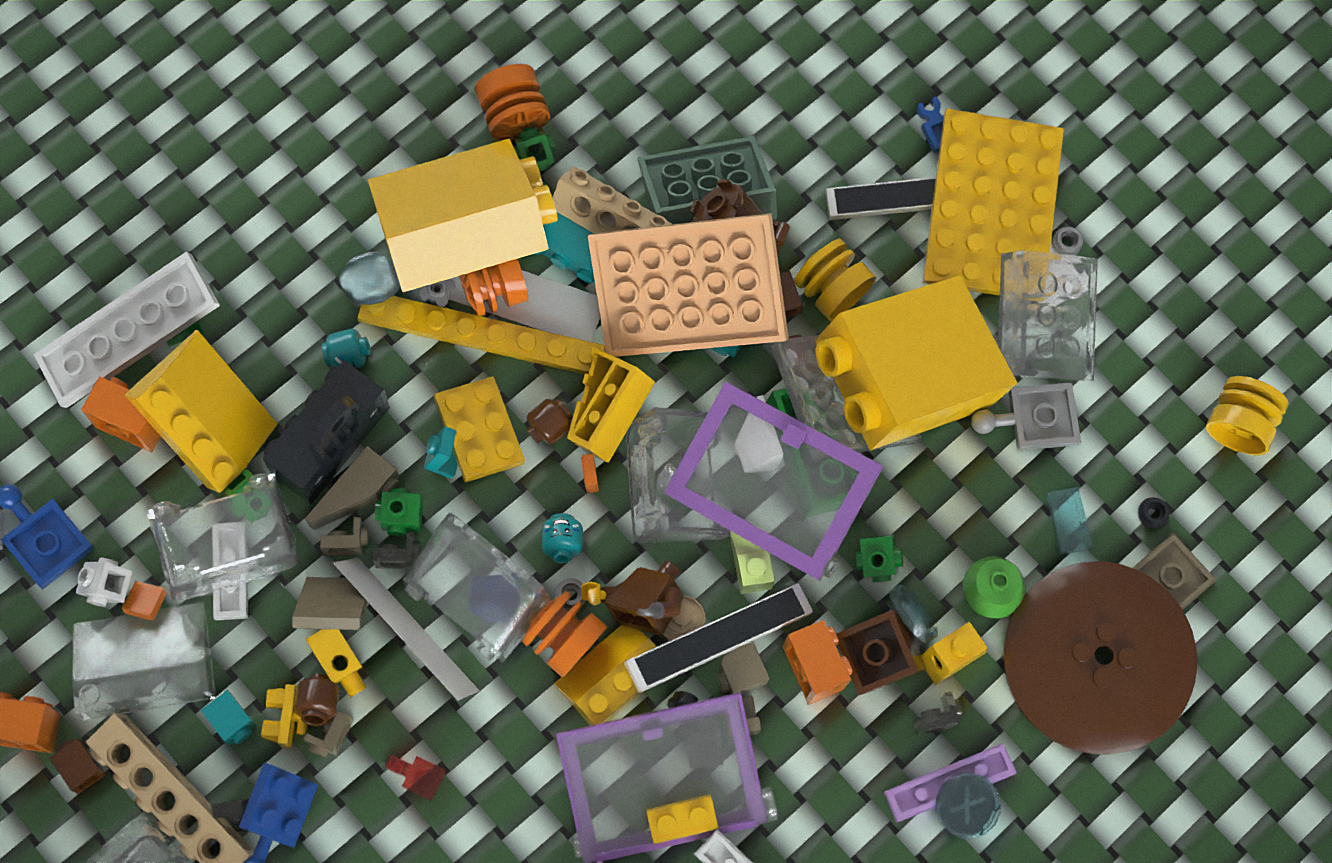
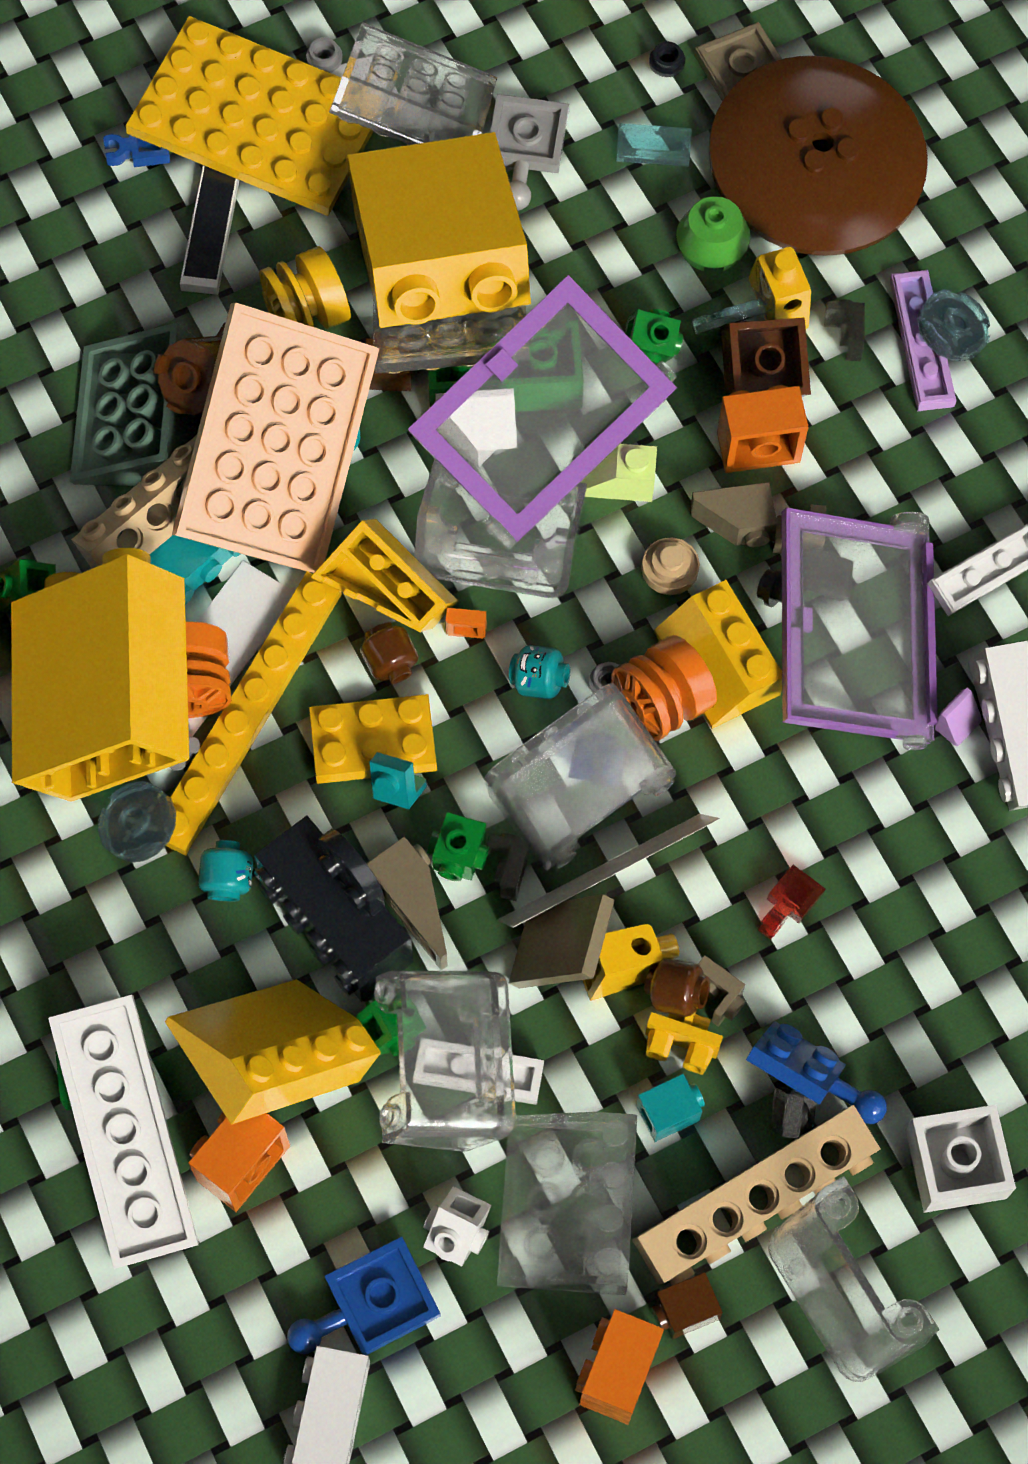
camera: 70 degrees left, 5 degrees down
(144, 600) = (492, 1184): orange tile -> none
(342, 544) = (476, 929): dark tan bracket -> none
(643, 600) = (640, 594): reddish brown torso -> none
(682, 819) = (909, 615): yellow plate -> none
(718, 638) = (712, 520): black tile -> none

